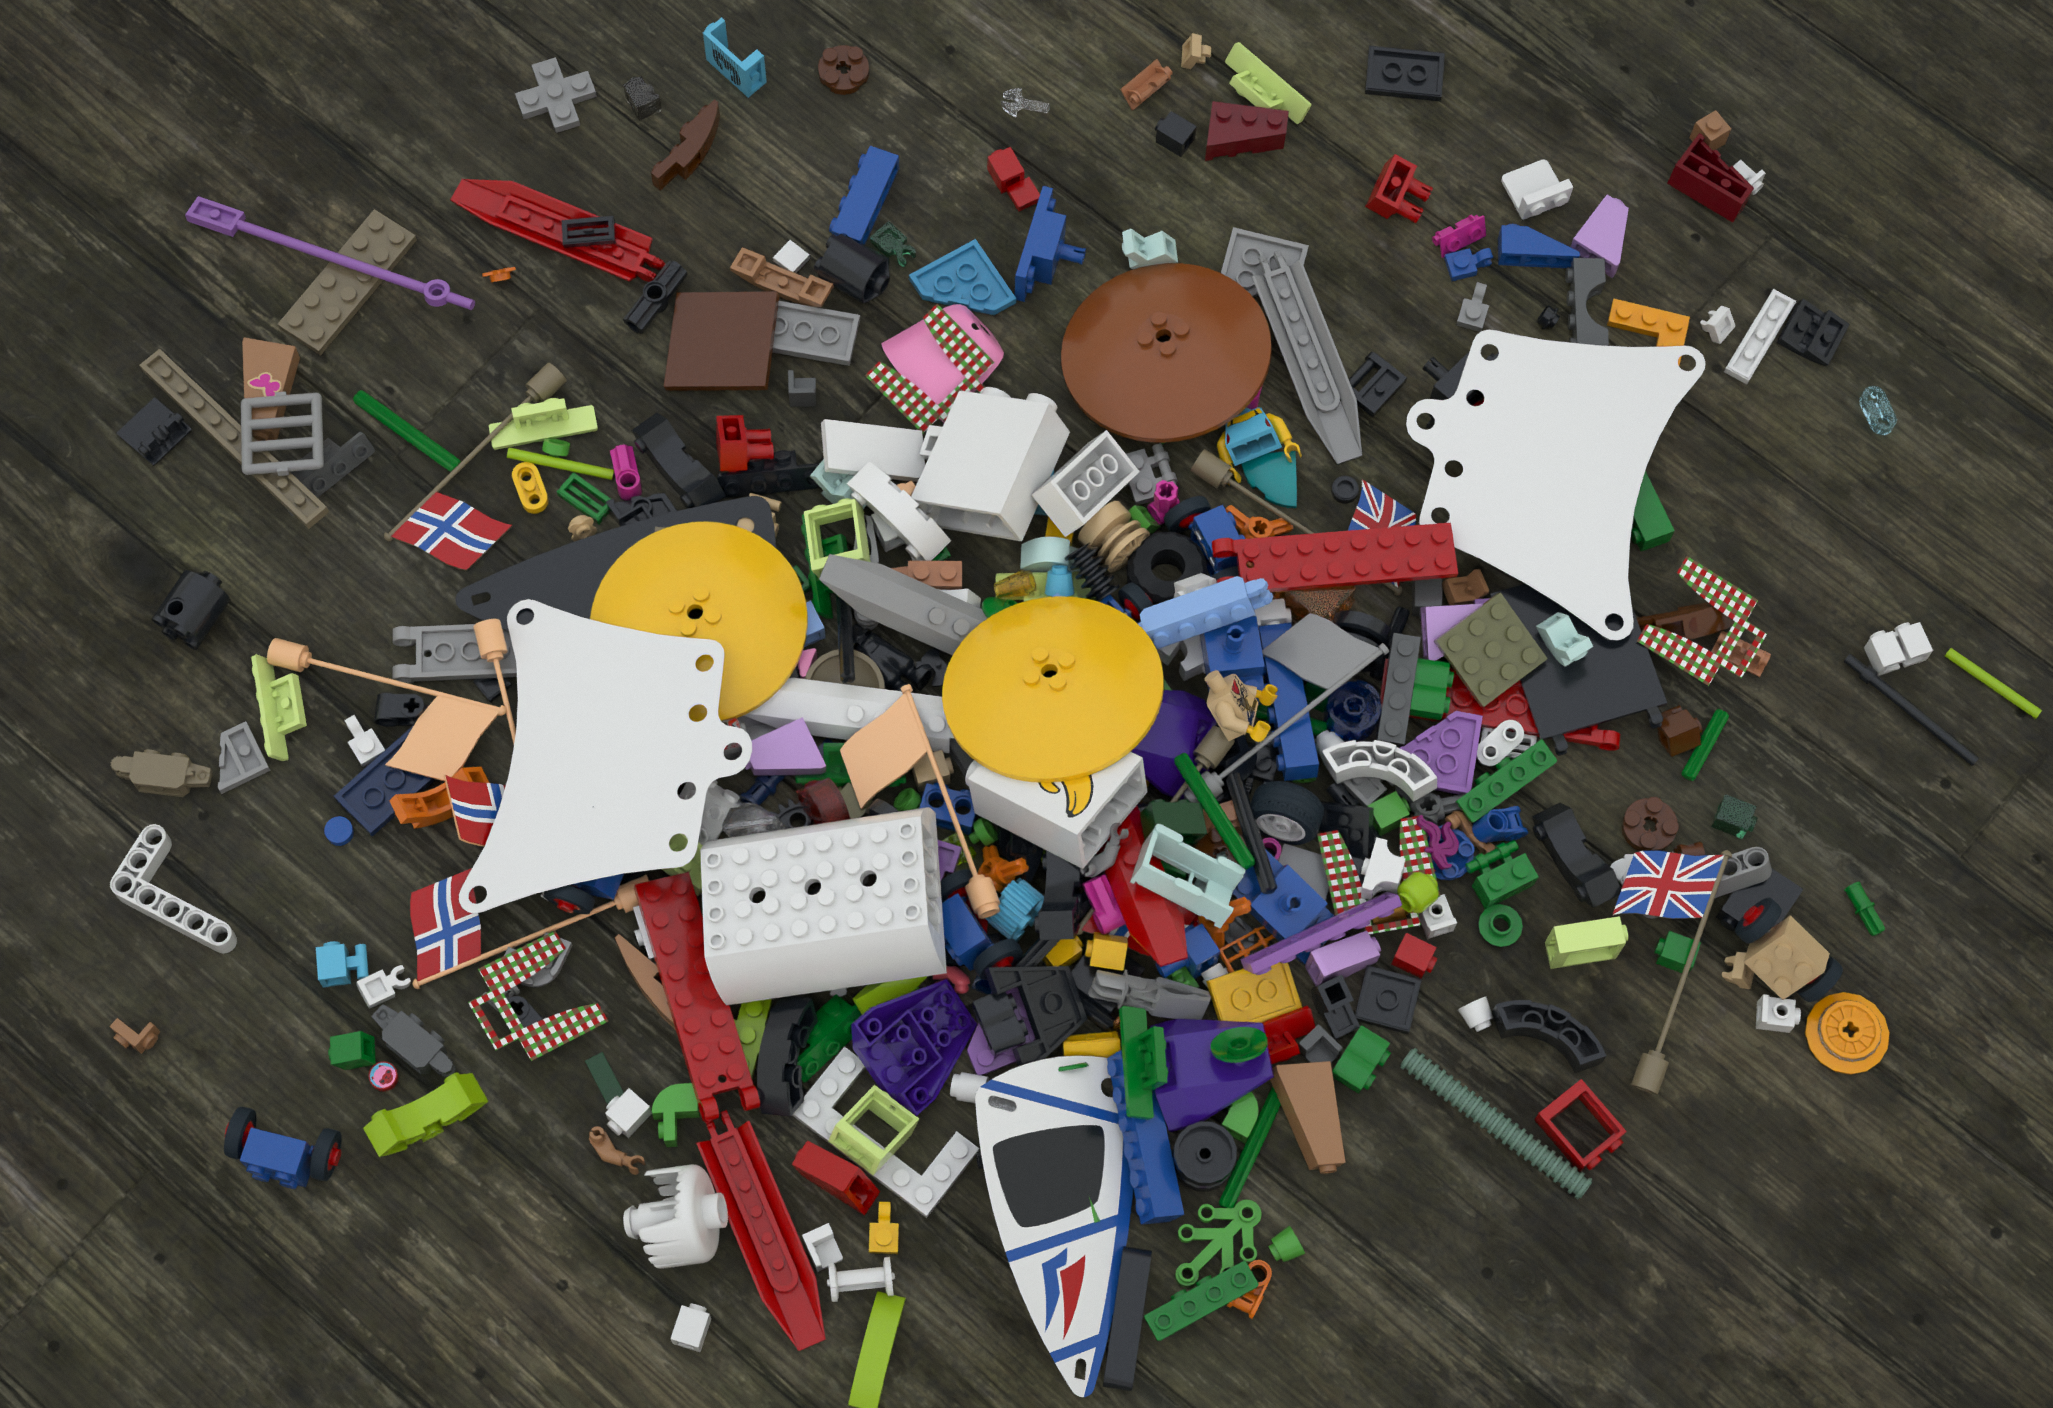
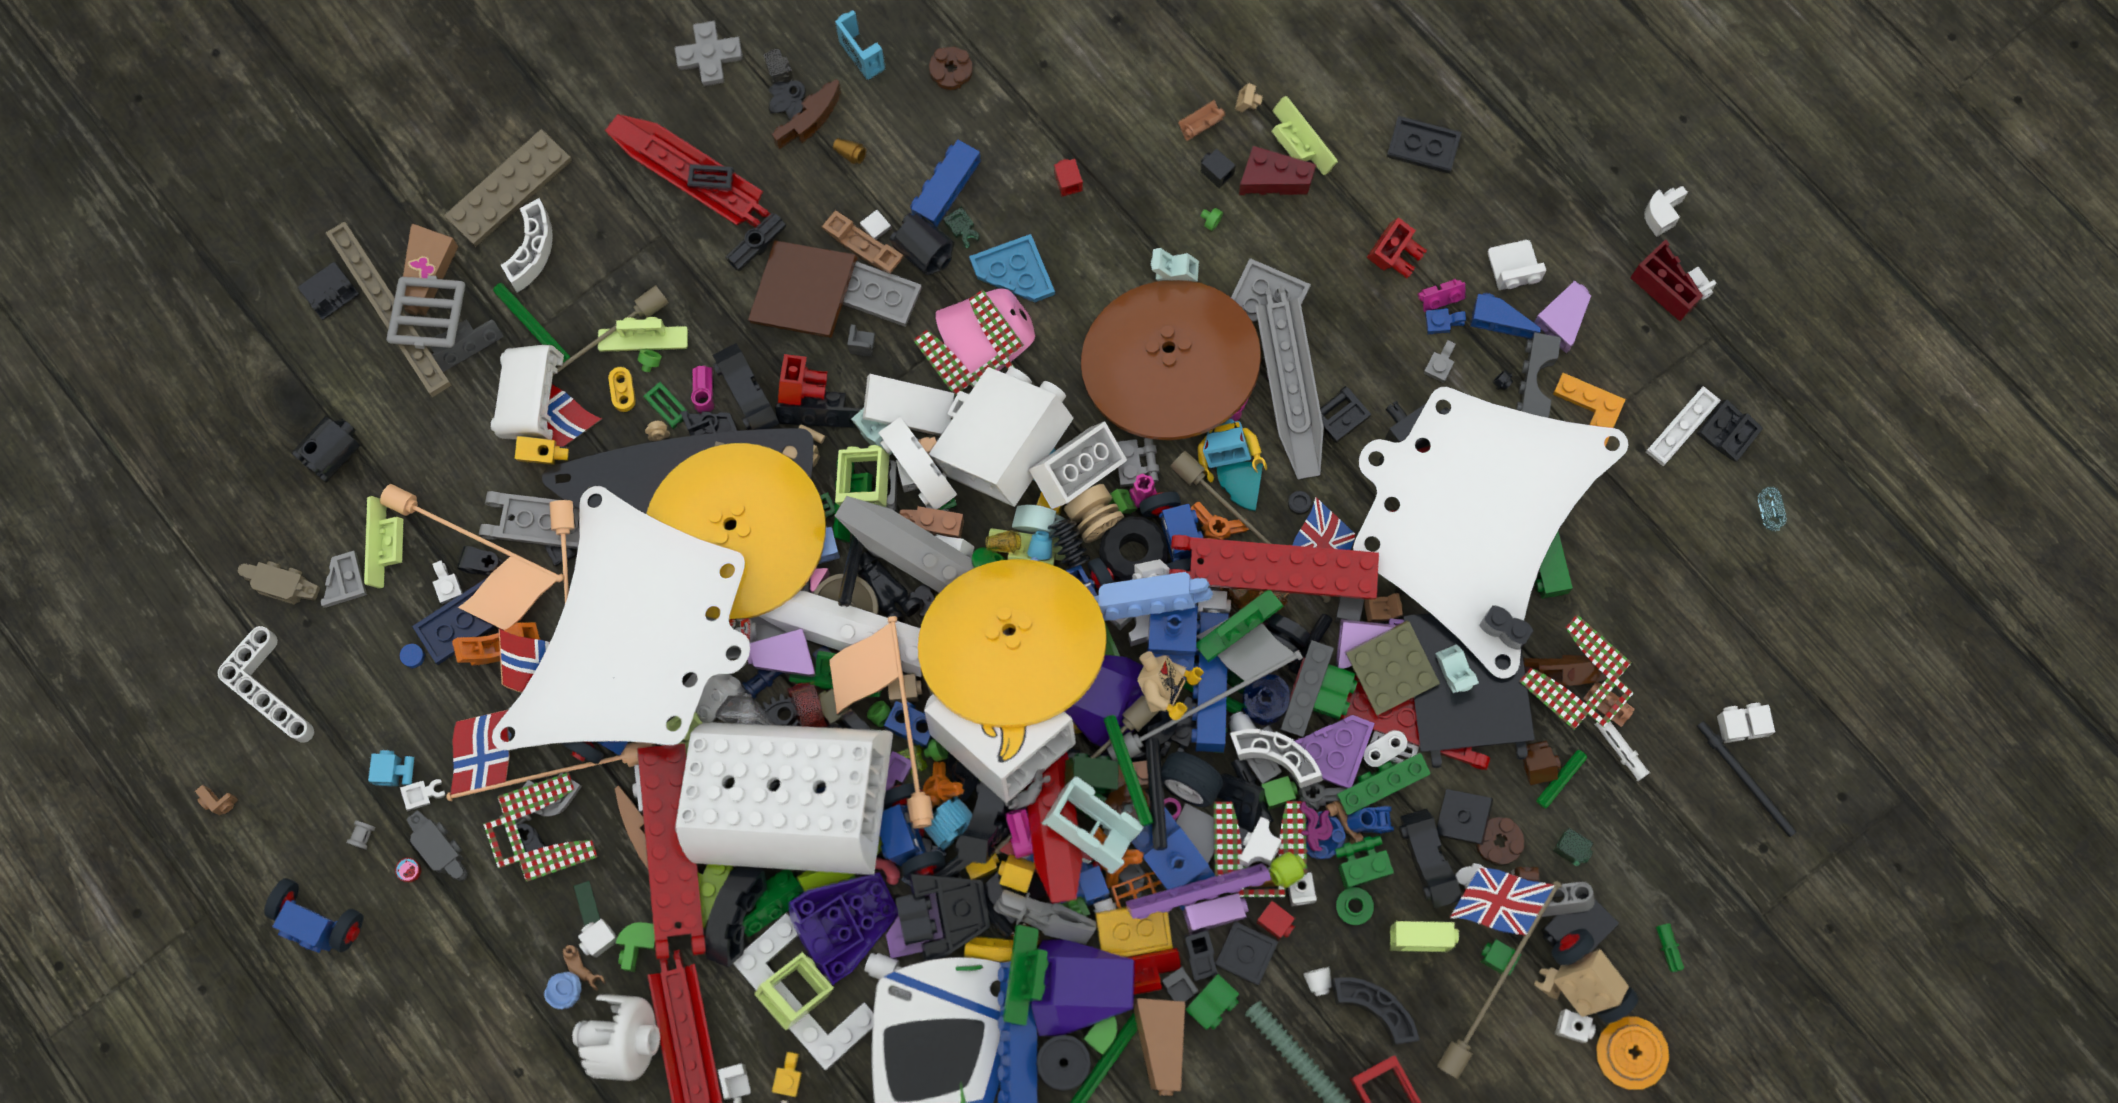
camera: 15 degrees right, 5 degrees up
(230, 220) = (422, 120): medium lavender bar -> none
(318, 1045) = (360, 834): none -> light grey bush
(352, 1050) = (385, 845): green brick -> none
(394, 351) = (536, 247): none -> white brick
(418, 508) = (525, 392): none -> white windscreen
(424, 1117) = (433, 912): lime brick -> none
(436, 575) = (529, 450): none -> yellow torso
(499, 275) = (632, 202): orange plate -> none
(559, 463) = (659, 376): lime bar -> none
(598, 1179) = (563, 990): none -> light blue hair
(656, 134) = (784, 100): none -> black plate
(745, 178) = (850, 150): none -> pearl gold cone
(836, 1177) = (756, 1024): red slope -> none
(1021, 103) = (1094, 120): clear bar -> none
(1023, 194) = (1080, 200): red tile -> none
(1044, 247) = (1085, 251): blue brick -> none
(1180, 190) = (1212, 218): none -> bright green tile
(1239, 1044) = (1107, 978): green dish -> none
(1307, 629) = (1239, 625): none -> green bracket
(1605, 803) = (1464, 816): none -> black plate
(1614, 582) = (1510, 630): none -> black brick
(1686, 105) = (1660, 212): none -> white brick
(1713, 129) = (1678, 238): medium nougat brick -> none
(1719, 324) = (1649, 410): white tile -> none
(1775, 707) = (1621, 747): none -> white pin
(1993, 683) = (1823, 767): lime bar -> none

